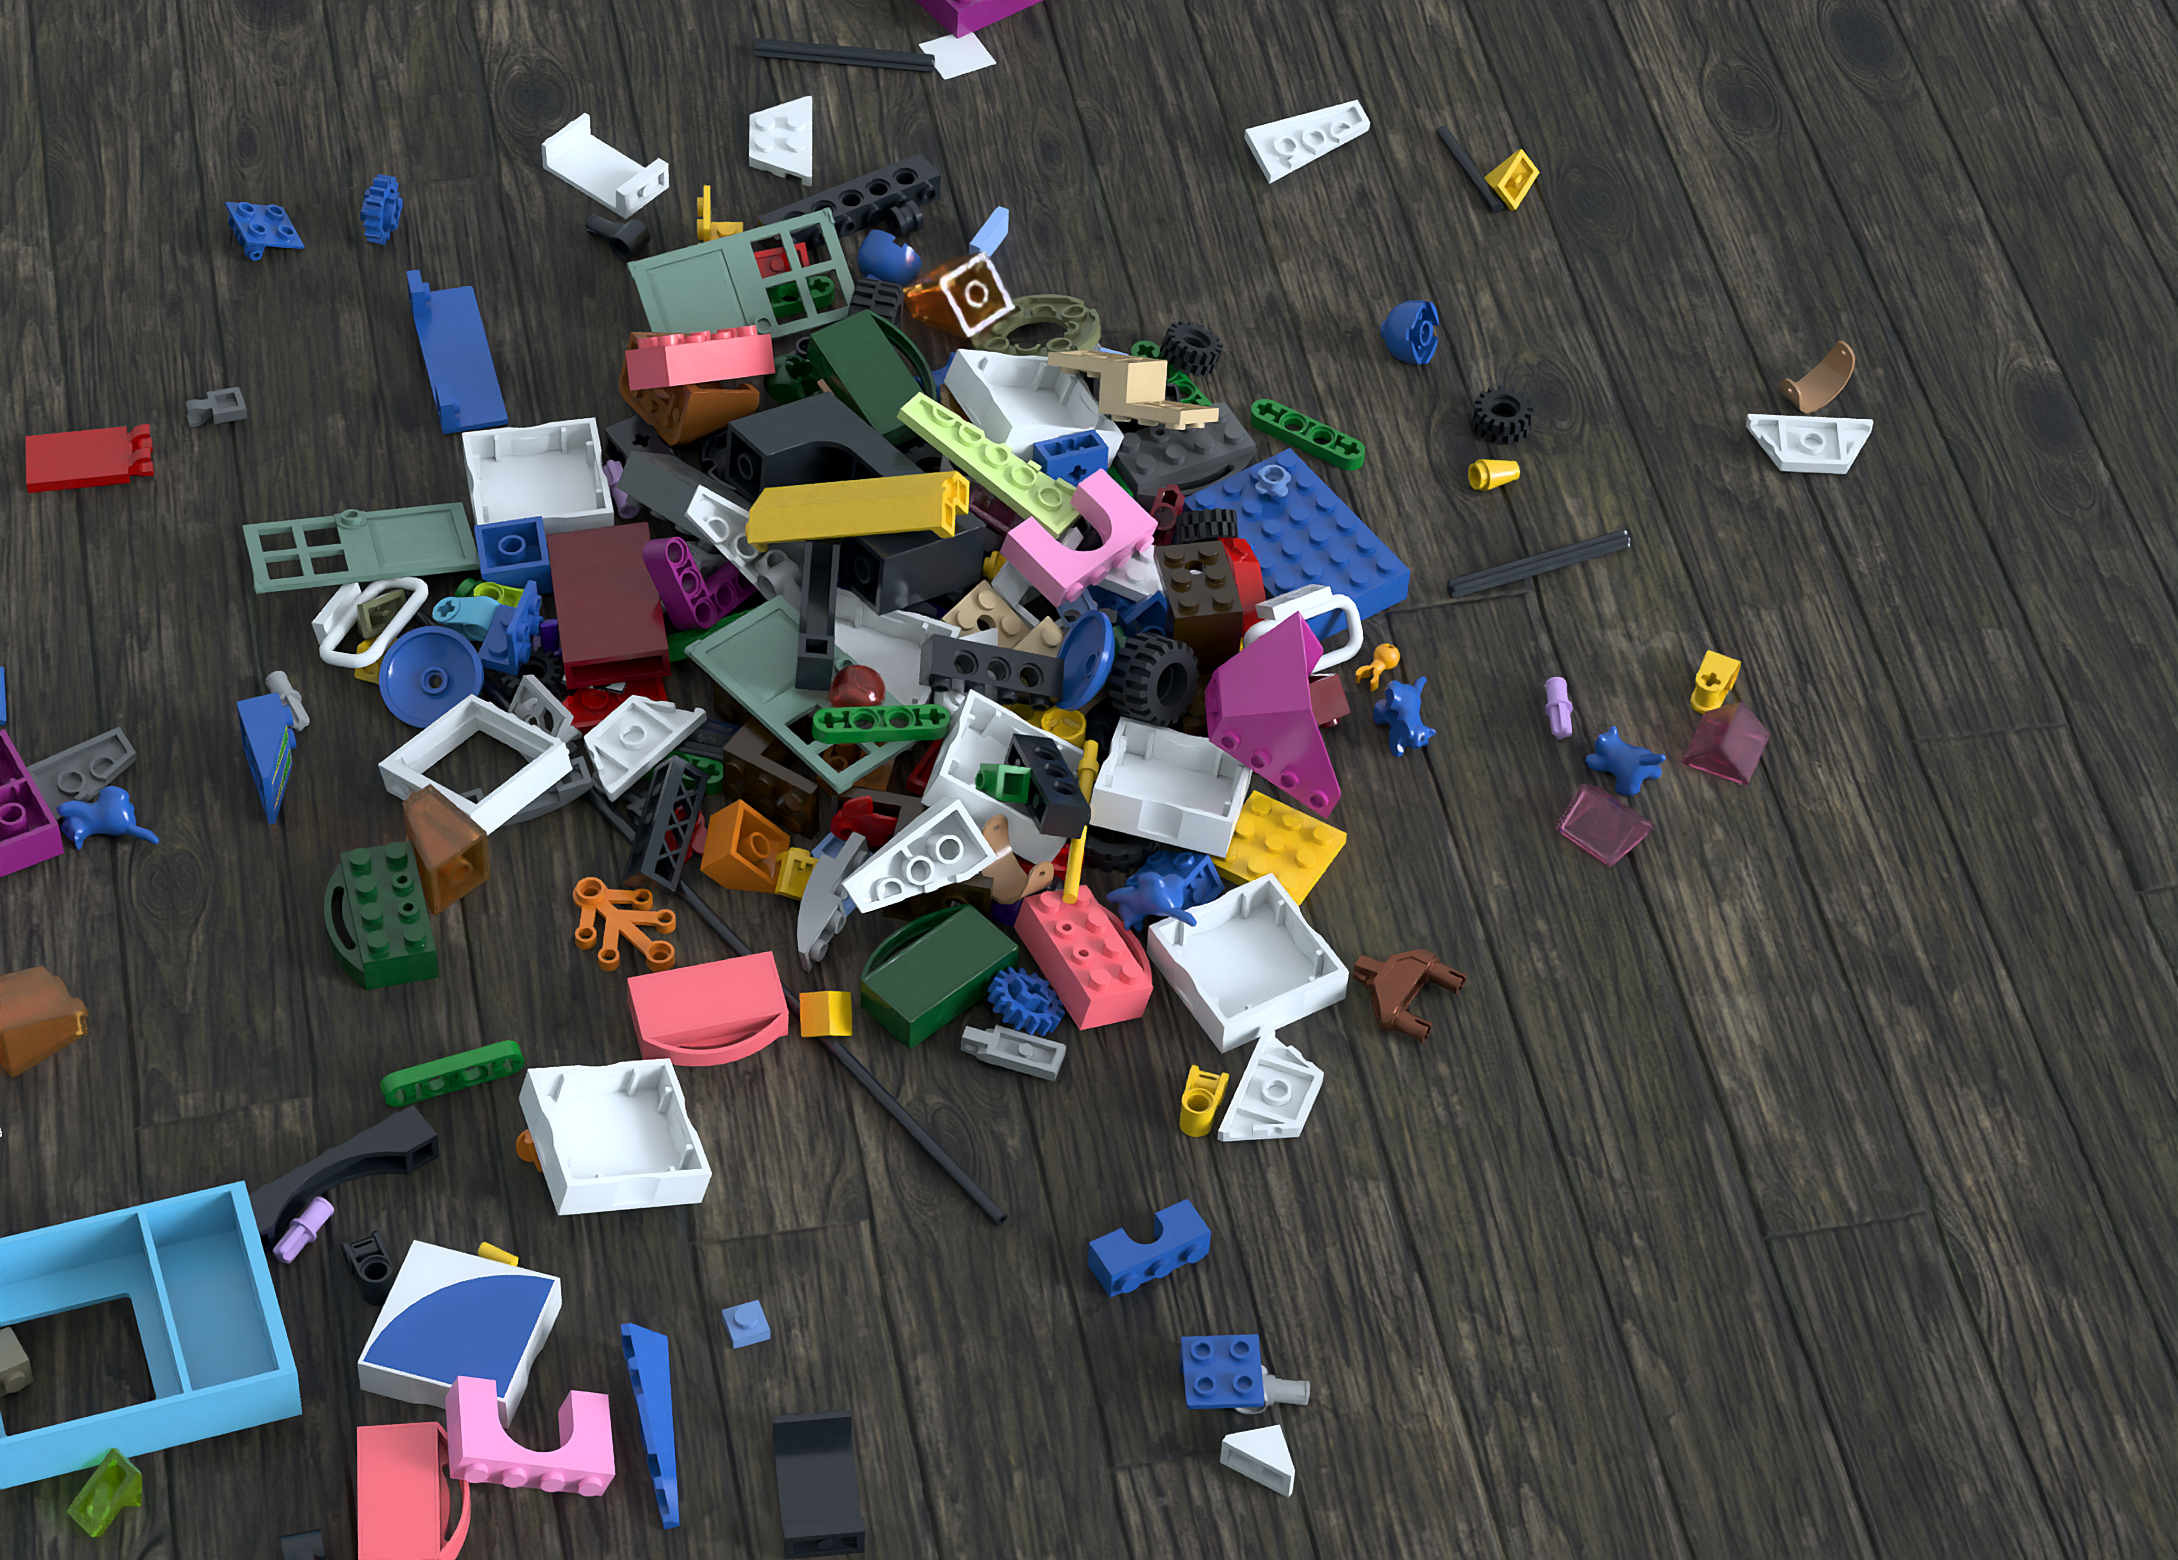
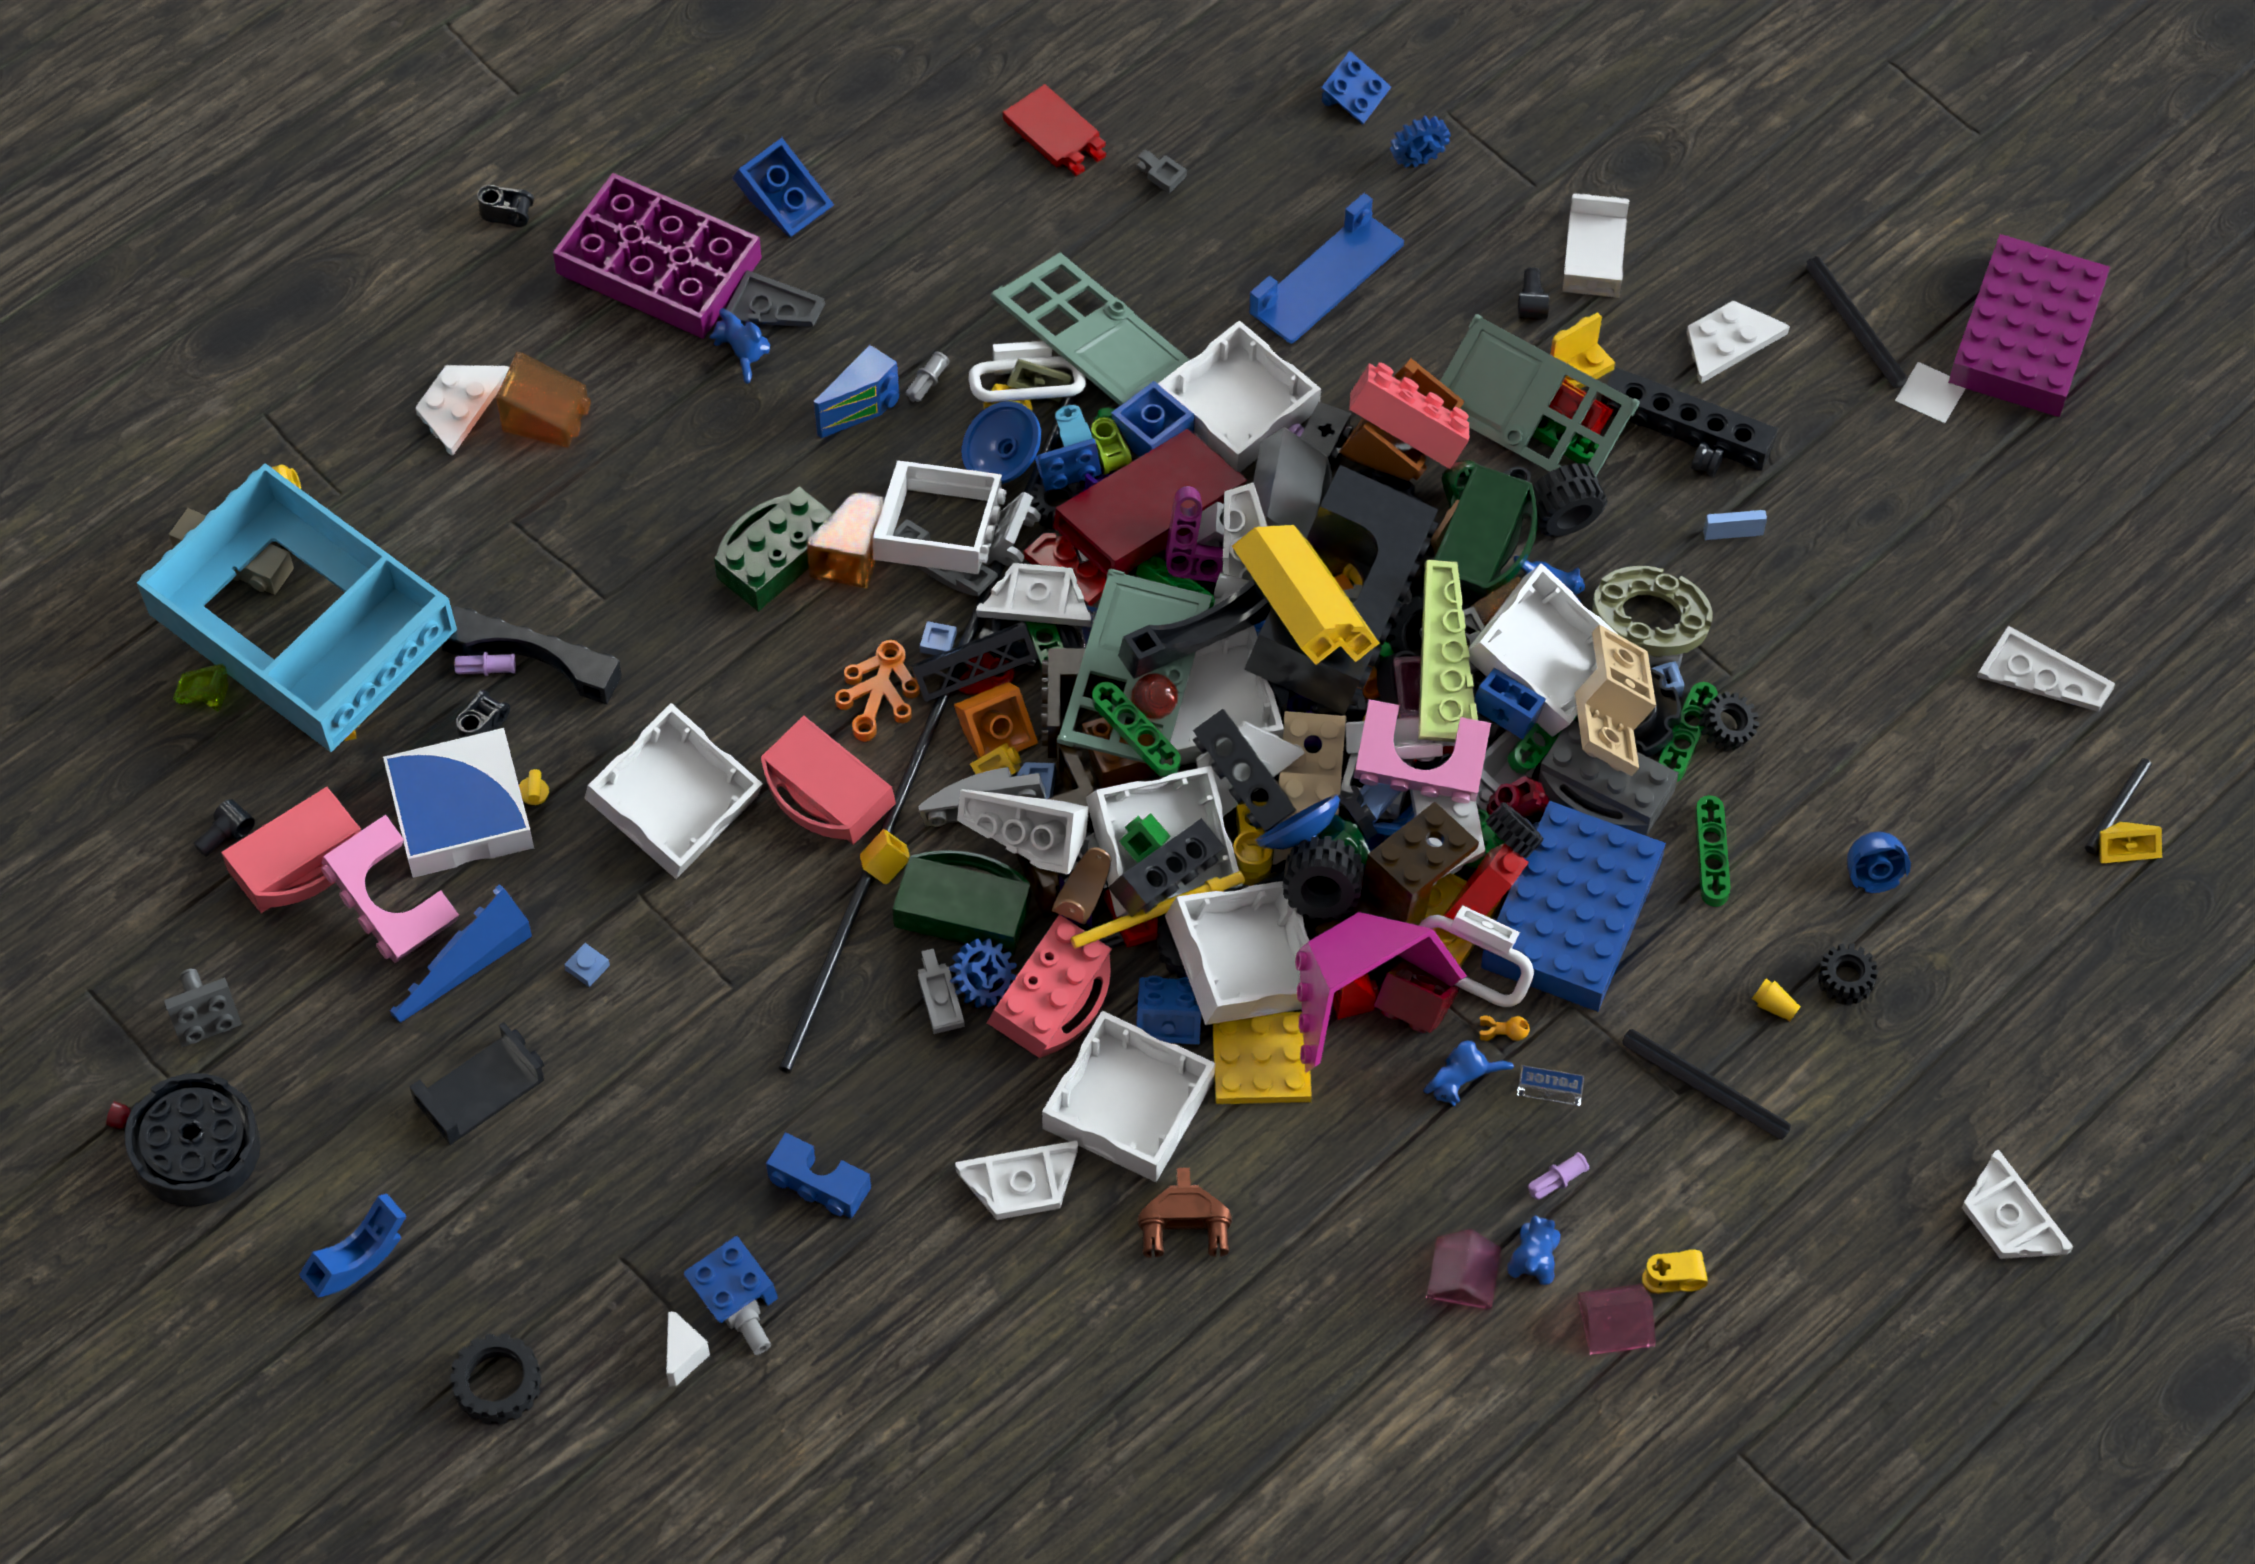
camera: 60 degrees right, 10 degrees up
(413, 1086) = (672, 668): green beam -> none
(607, 848) = (937, 638): none -> medium blue plate
(859, 817) = (1054, 770): red plate -> none
(886, 261) = (1643, 475): blue cylinder -> none
(959, 295) = (1644, 540): clear orange slope -> none
(1153, 897) = (1123, 1001): blue animal -> none
(1201, 1101) = (984, 1135): yellow piece -> none
(1273, 481) = (1608, 841): medium blue plate -> none
(1461, 665) = (1550, 1085): none -> clear slope
(1823, 381) = (2075, 1185): medium nougat piece -> none

